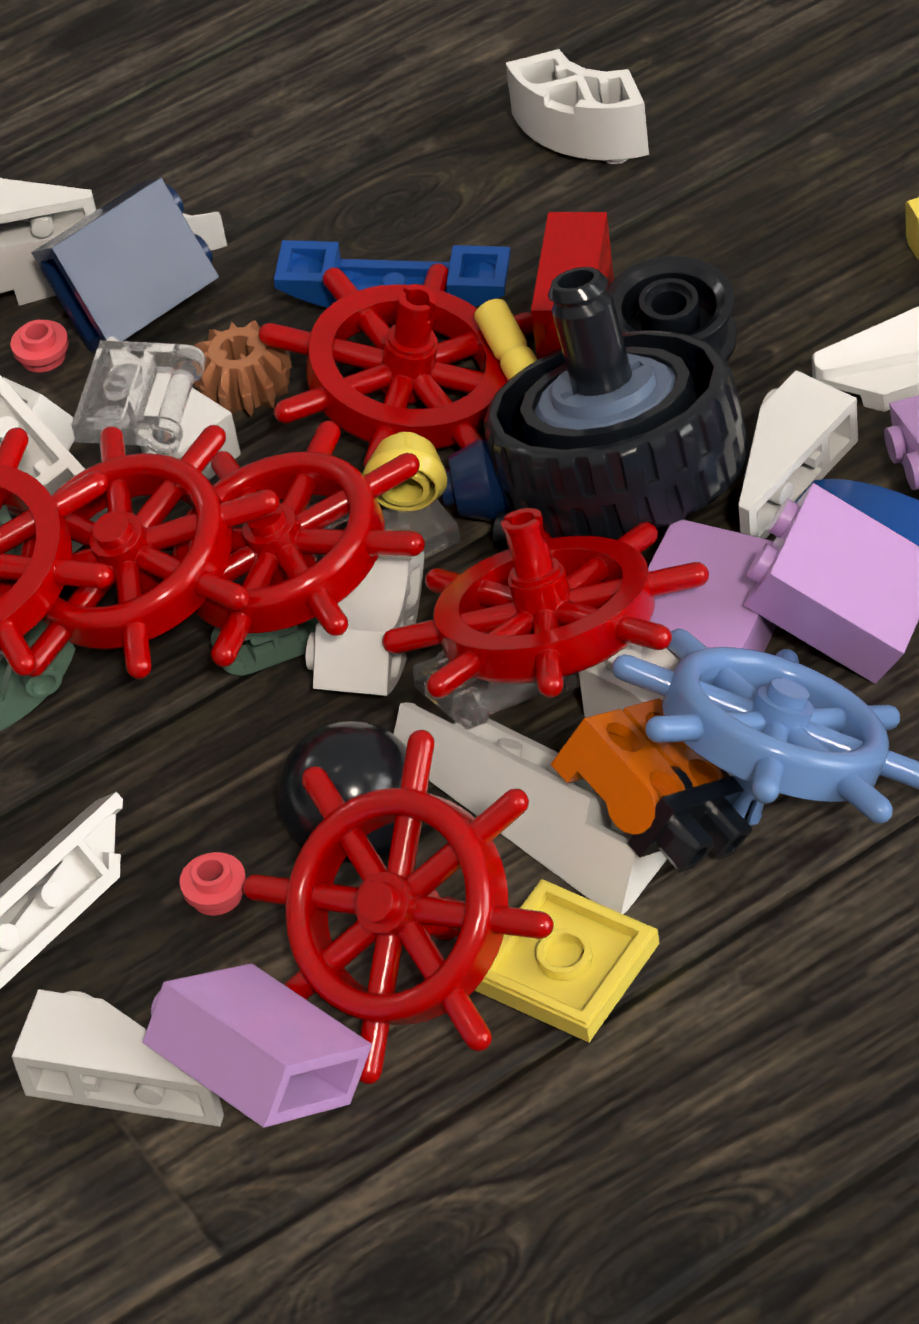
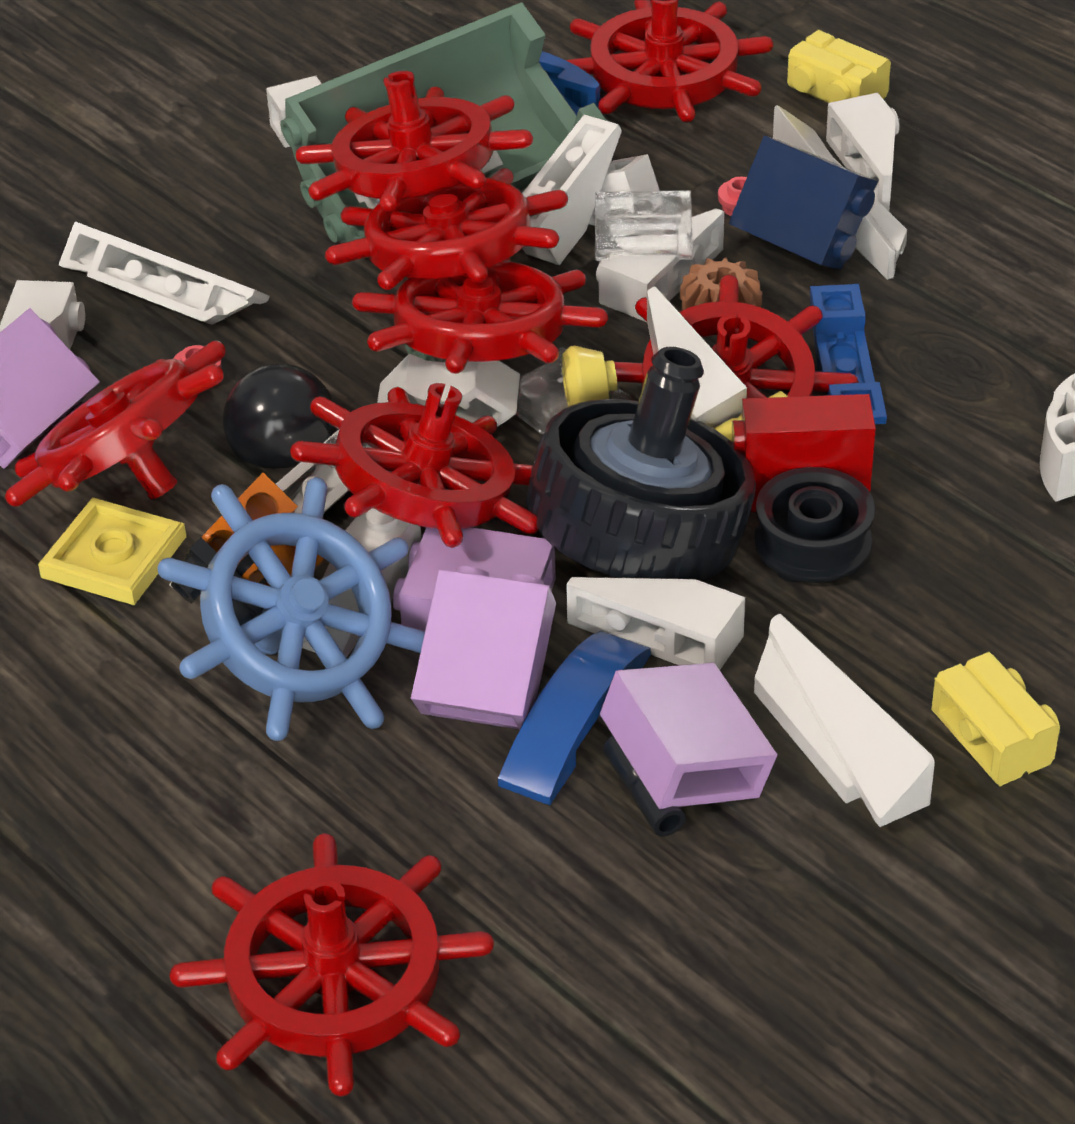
camera: 75 degrees right, 5 degrees down
(427, 373) = (720, 388): none -> white slope

